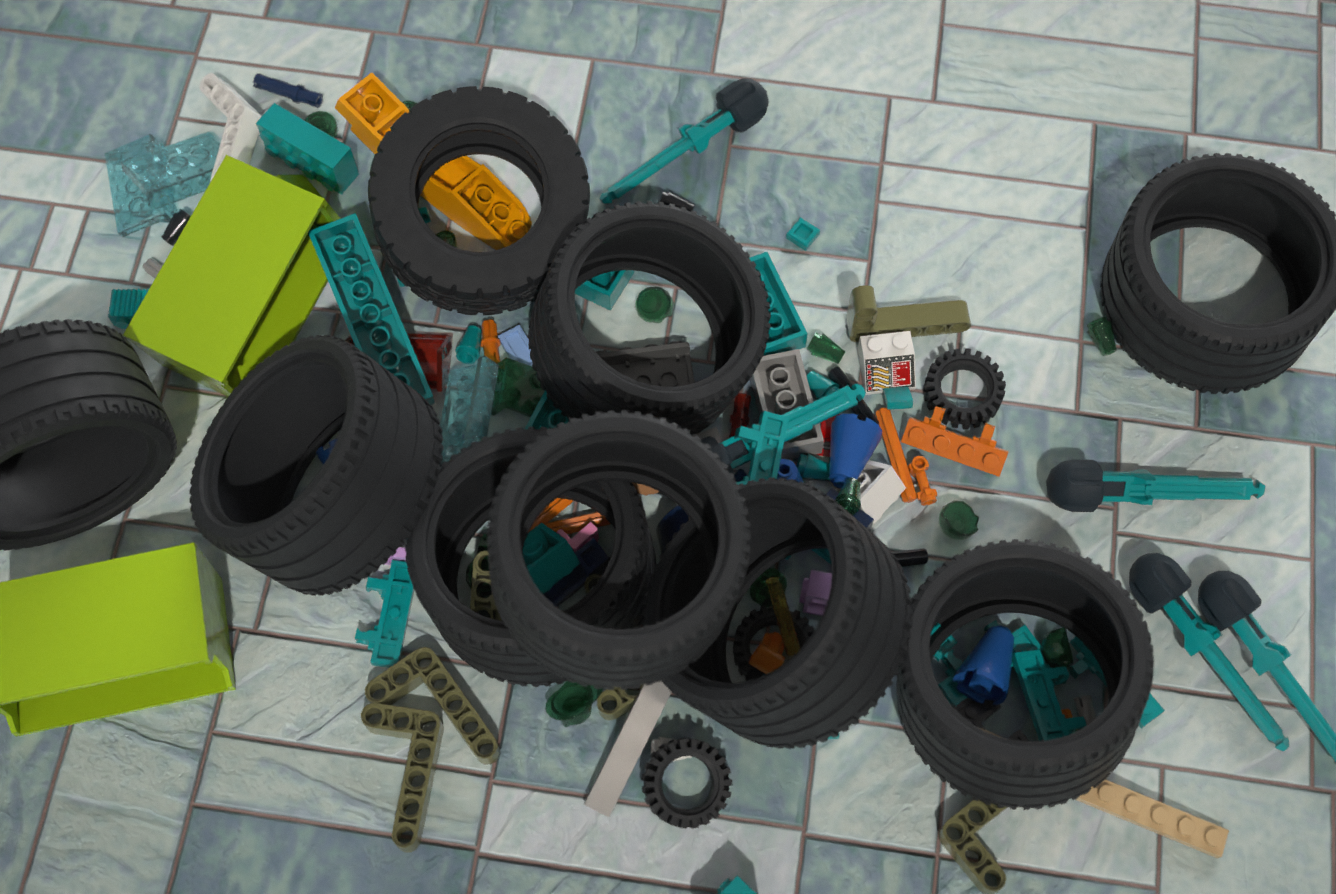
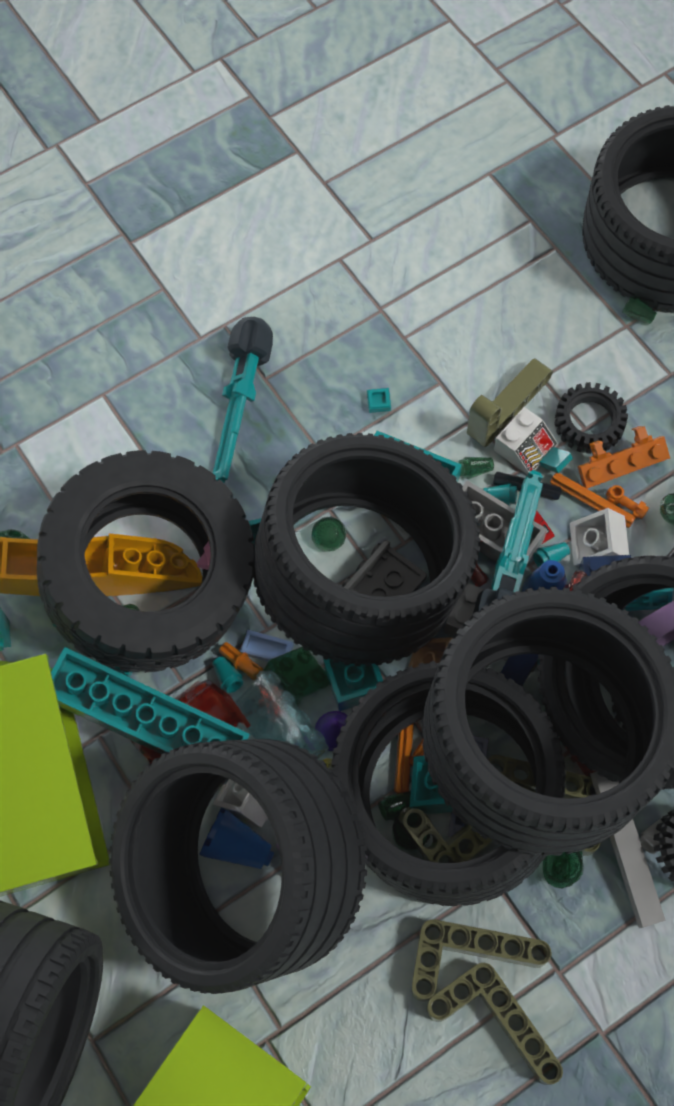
camera: 40 degrees left, 0 degrees up
(389, 635) = (386, 939): teal hinge -> none
(673, 198) = (270, 451): black cone -> none
(767, 445) = (526, 560): teal hinge -> none
(849, 496) = (605, 551): clear green cone -> none
(851, 447) = (566, 520): blue cone -> none

